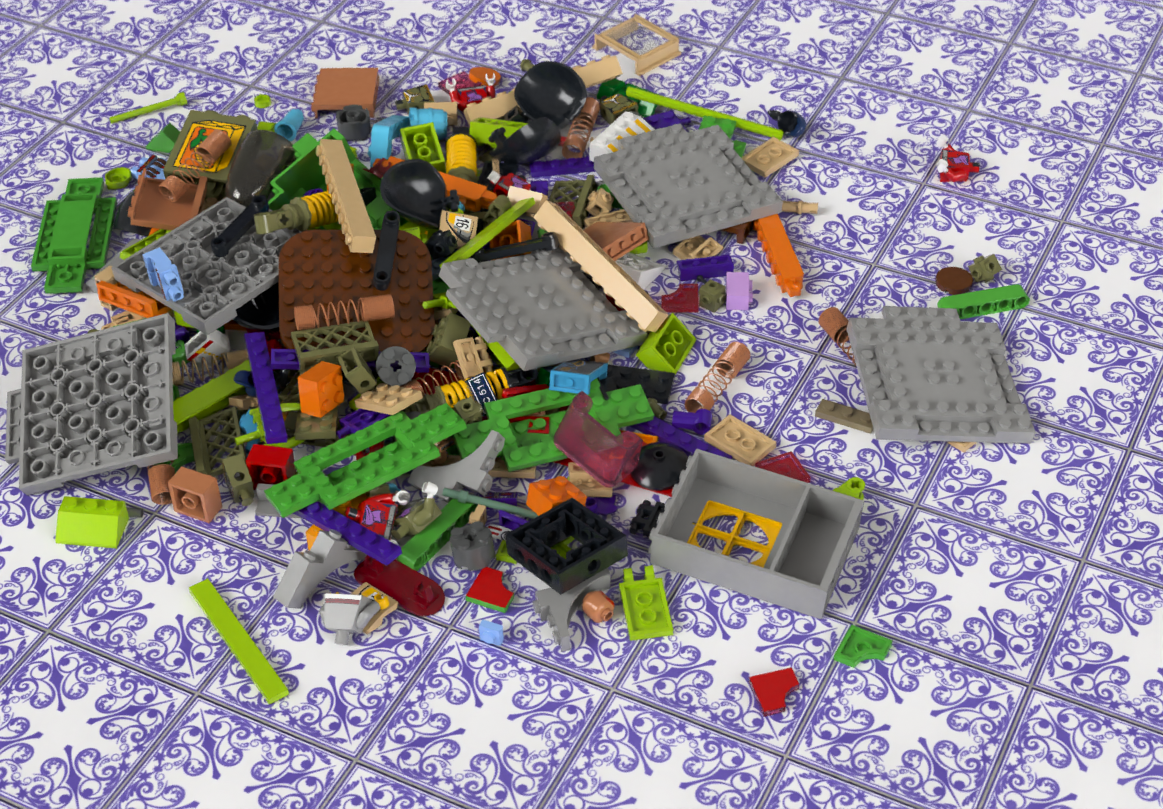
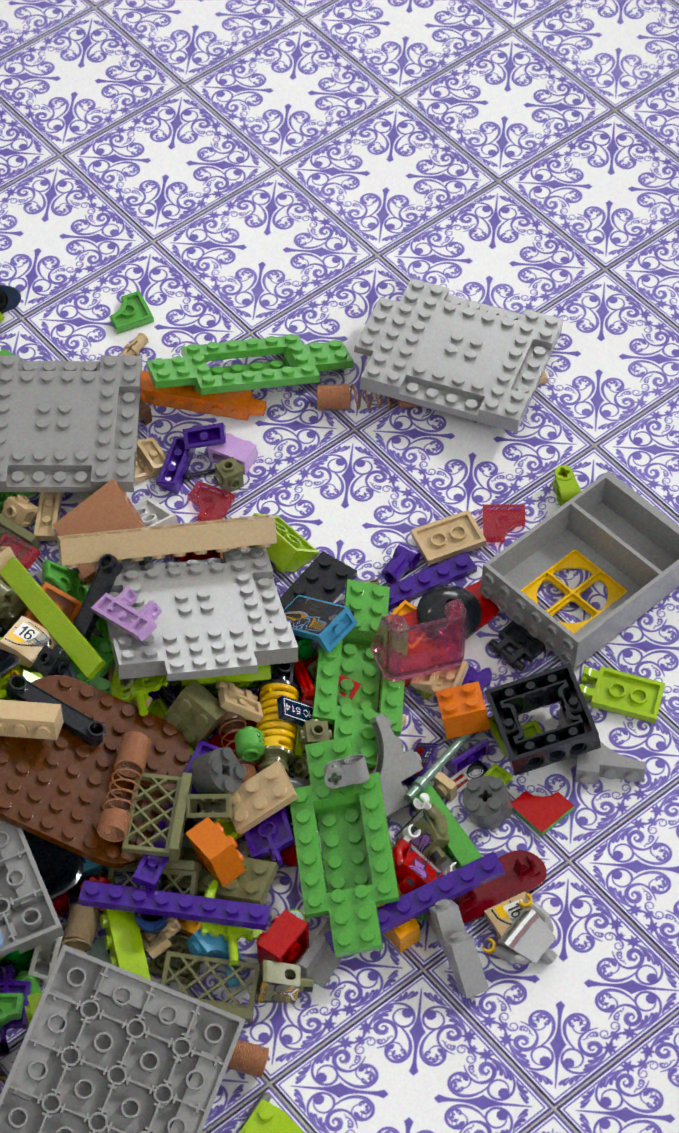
camera: 65 degrees left, 10 degrees up
(195, 494) = (284, 1027): nougat brick -> none
(239, 641) = (501, 1050): lime tile -> none
(421, 425) = (348, 771): none -> light grey piece
(433, 374) = (249, 743): none -> bright green head
(491, 632) = (603, 826): light blue plate -> none
(498, 256) = (119, 613): none -> lavender hinge
(598, 606) = (611, 729): nougat head -> none
(728, 366) = (342, 502): nougat piece -> none
(735, 265) = (204, 436): none -> dark purple slope
(770, 156) = (32, 339): tan plate -> none
(791, 242) = (298, 365): none -> bright green piece
(841, 197) = (132, 313): none -> bright green tile
(844, 415) = (456, 444): dark tan plate -> none
(953, 164) = (148, 204): torso -> none
(954, 280) = (316, 283): reddish brown tile -> none
(984, 268) = (322, 252): olive brick -> none
(986, 301) = (365, 277): bright green beam -> none

